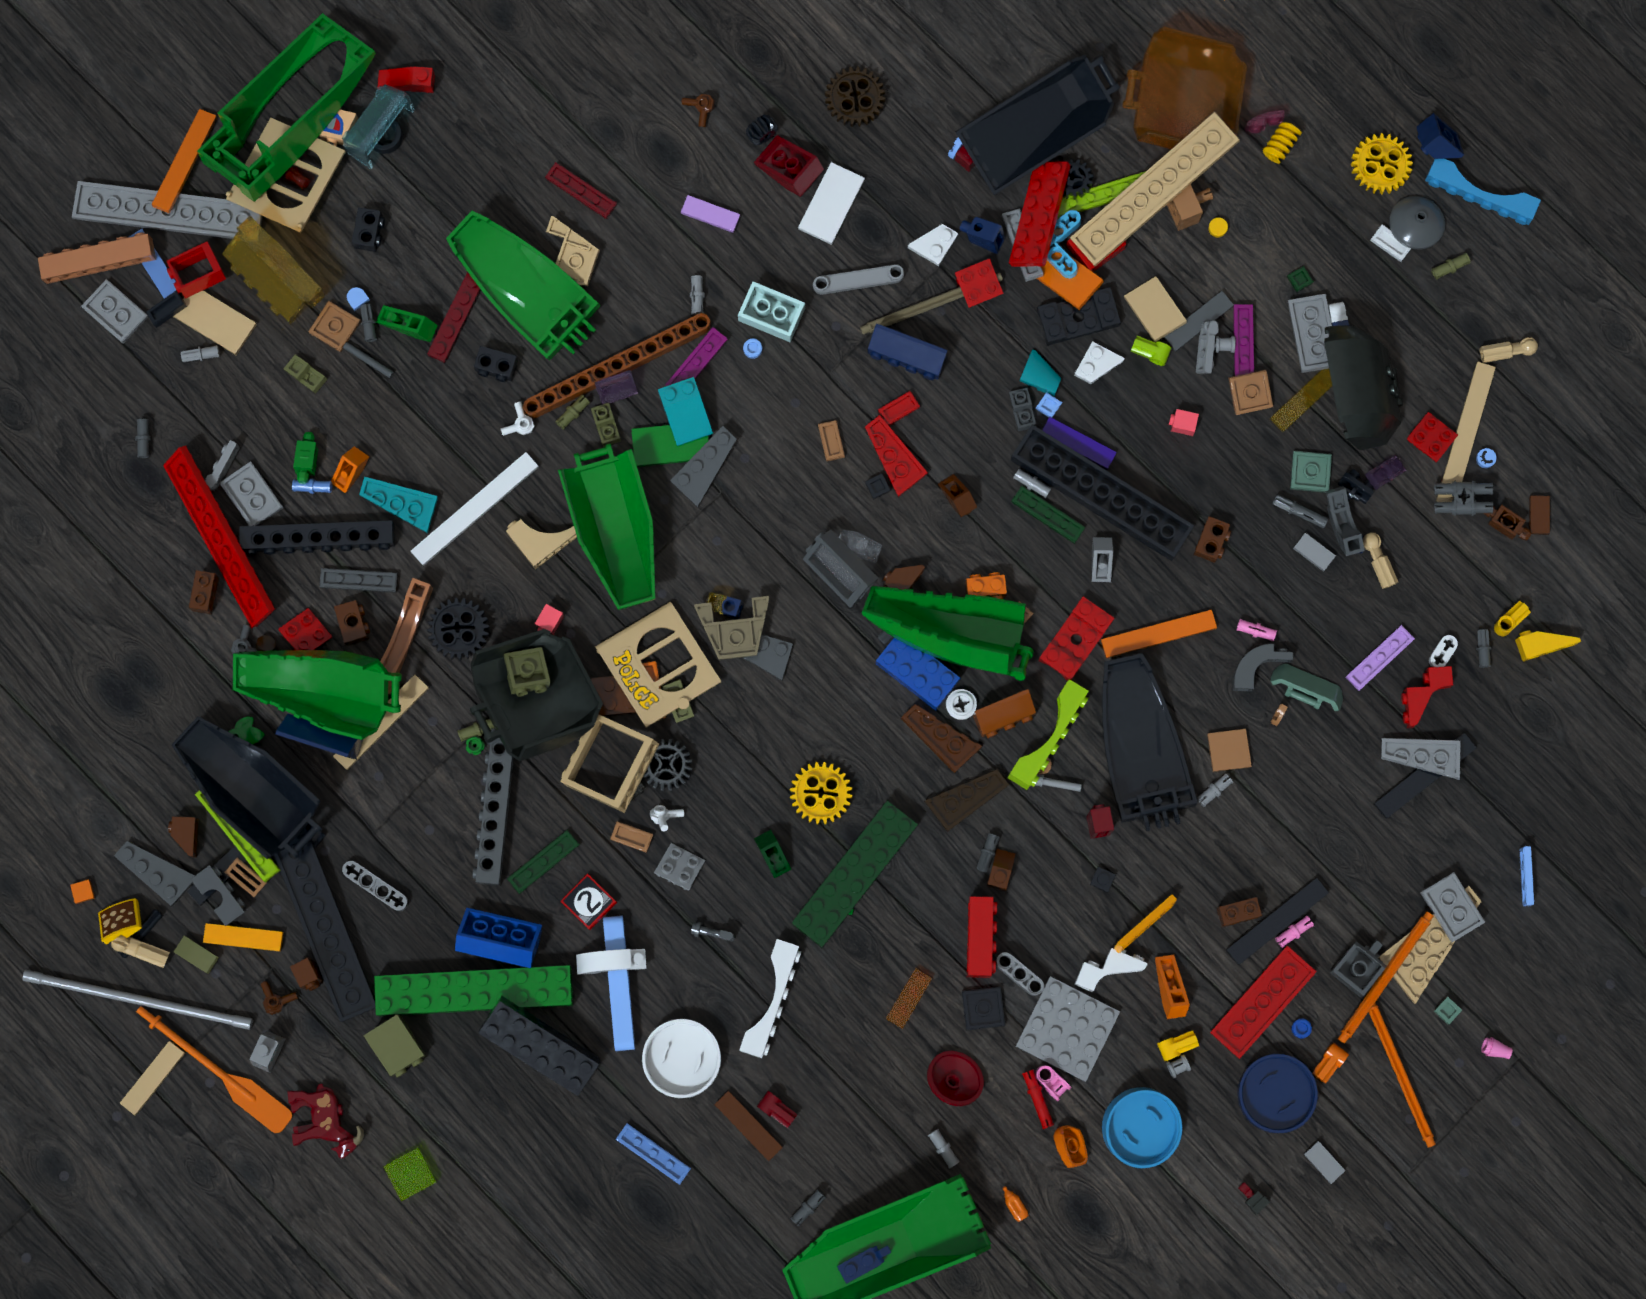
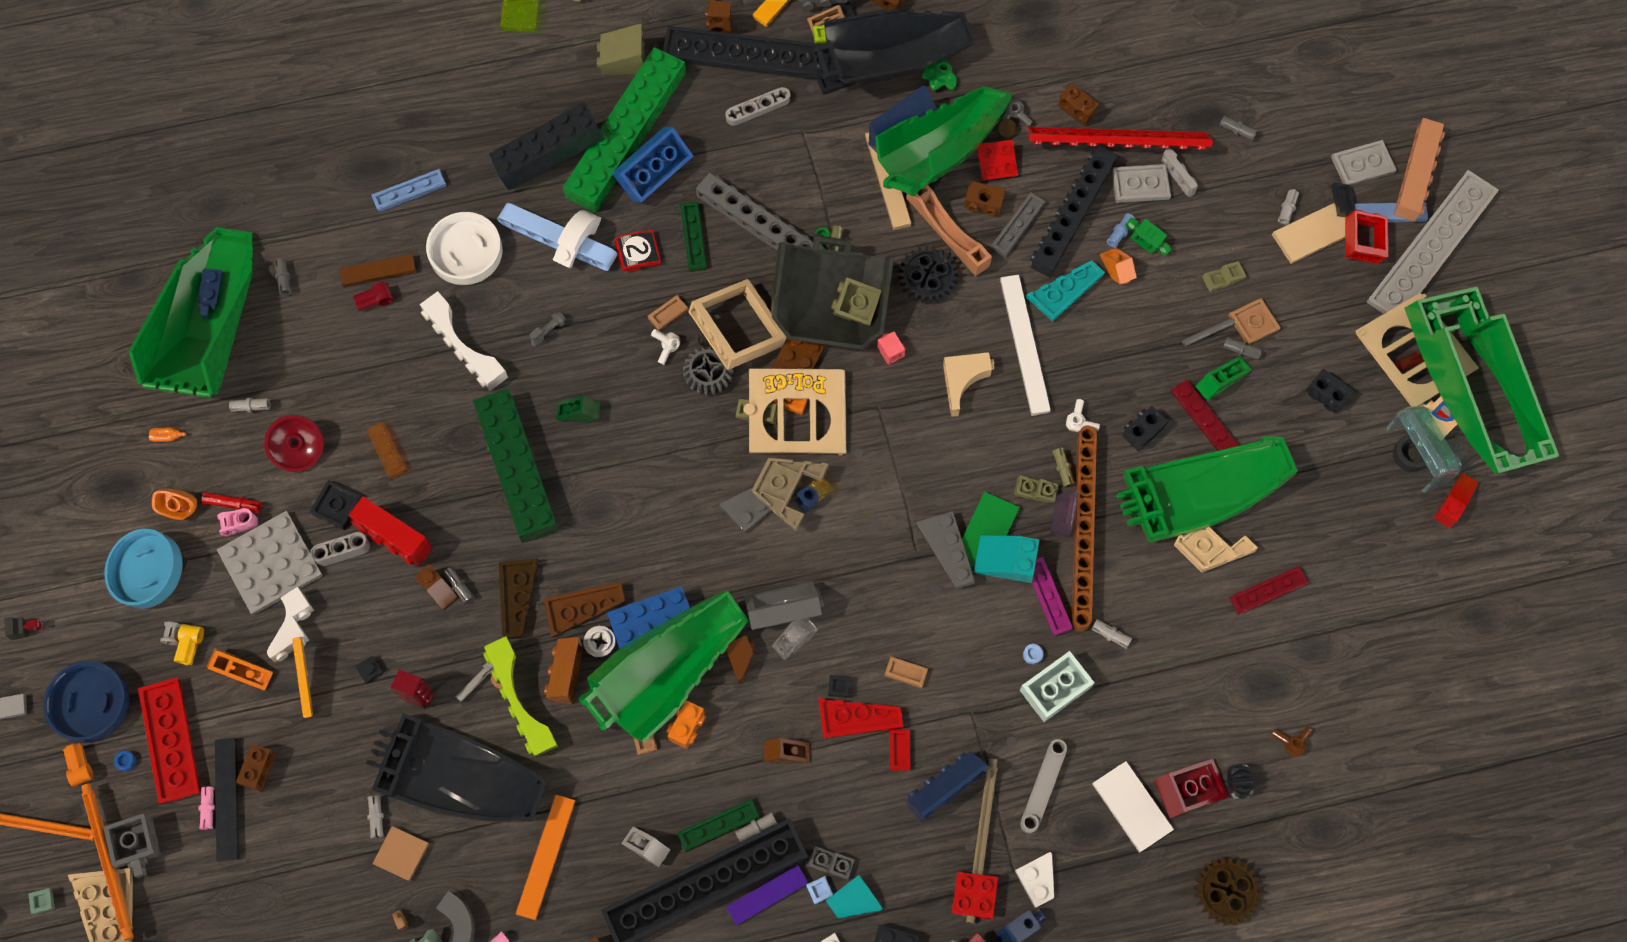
camera: 120 degrees right, 10 degrees down
(184, 161) = (1471, 275): orange tile -> none
(271, 271) = (1332, 286): clear yellow piece -> none
(357, 297) = (1270, 352): light blue tile -> none
(613, 523) = (940, 432): green windscreen -> none
(679, 866) = (617, 333): light grey hinge -> none
(710, 214) = (1183, 690): lavender tile -> none
(822, 775) = (615, 488): yellow gear -> none
(1088, 623) = (585, 757): red piece -> none

